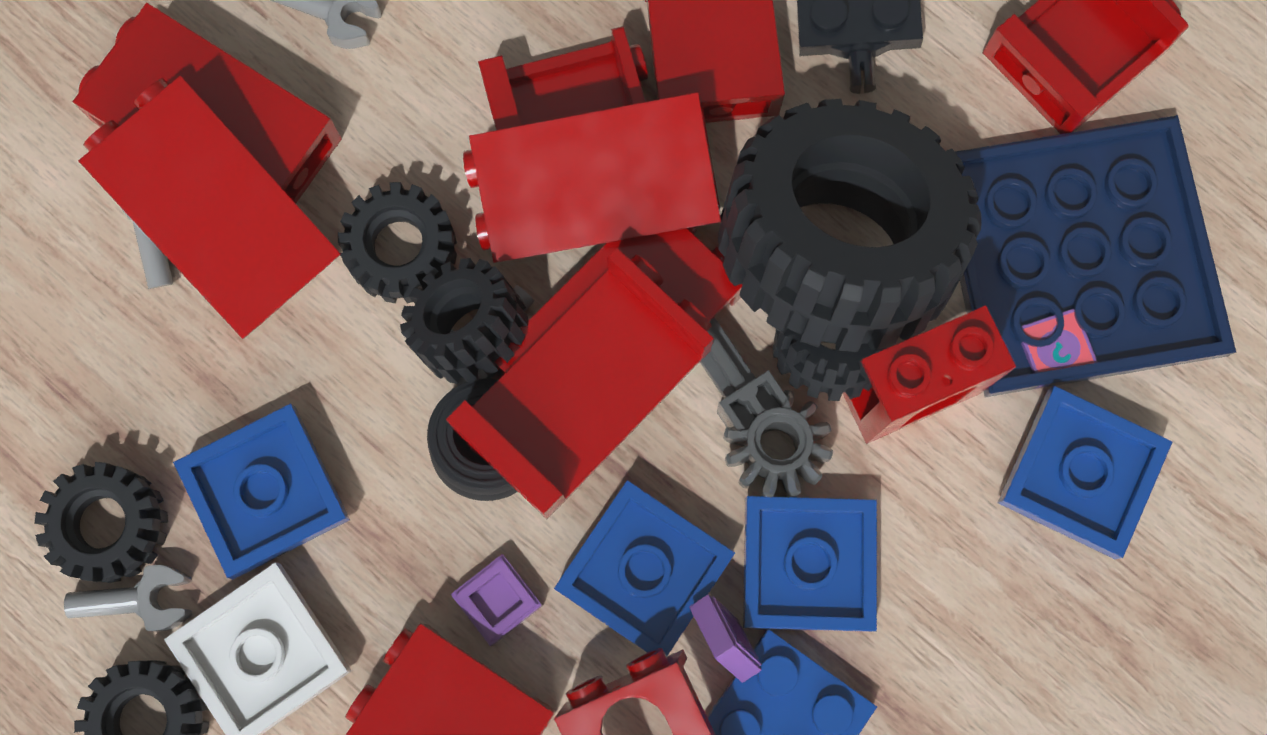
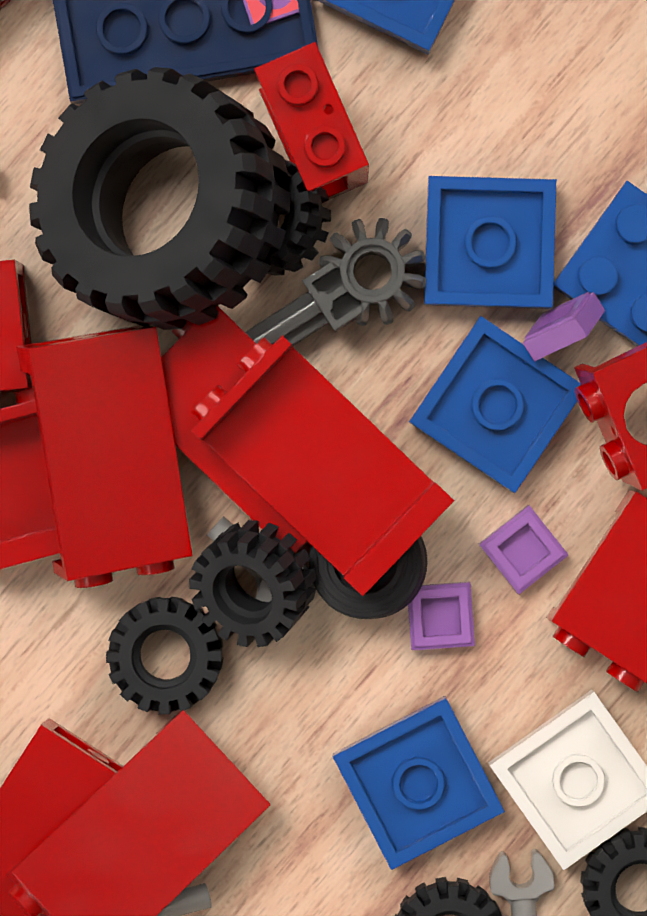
camera: 85 degrees left, 10 degrees up
(430, 517) = (442, 617): none -> medium lavender tile

